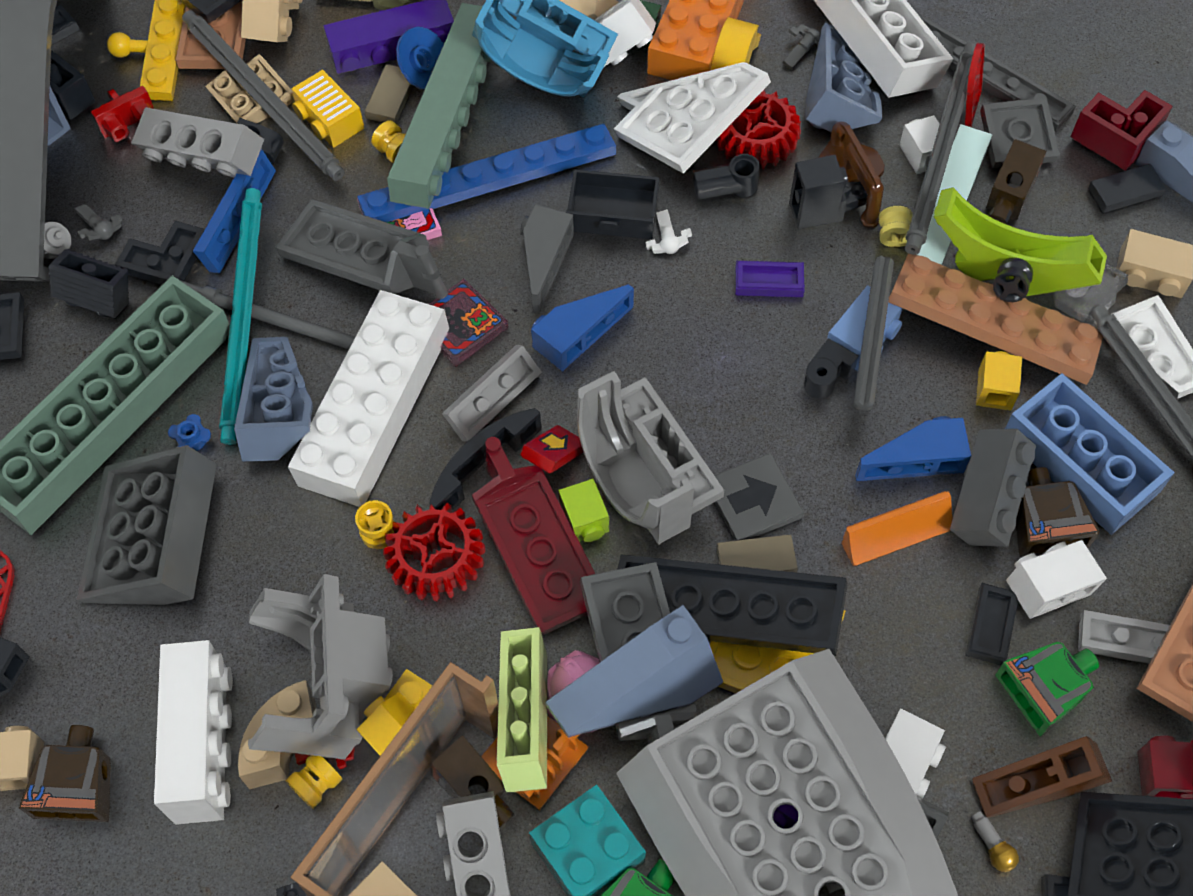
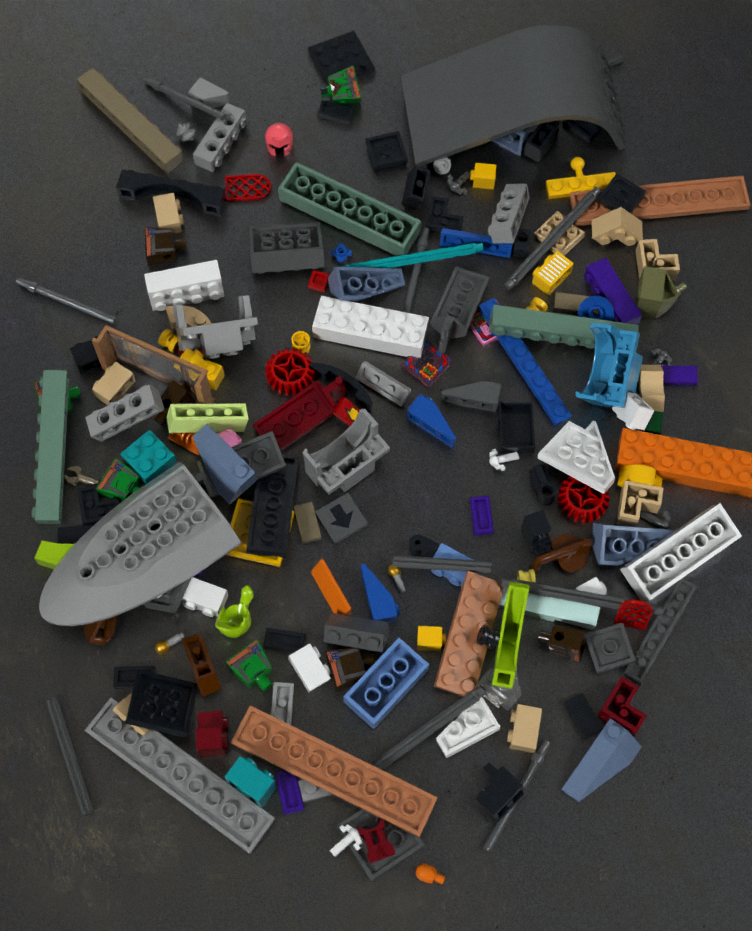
camera: 80 degrees right, 5 degrees up
(98, 179) = (483, 175): none -> yellow brick
(121, 112) = (531, 175): red hips -> none
(240, 482) = (318, 281): none -> red tile
(585, 510) = (319, 436): lime brick -> none
(785, 62) = (637, 498): none -> tan brick
(867, 422) = (395, 573): none -> piece
(959, 701) = (236, 618): none -> lime piece

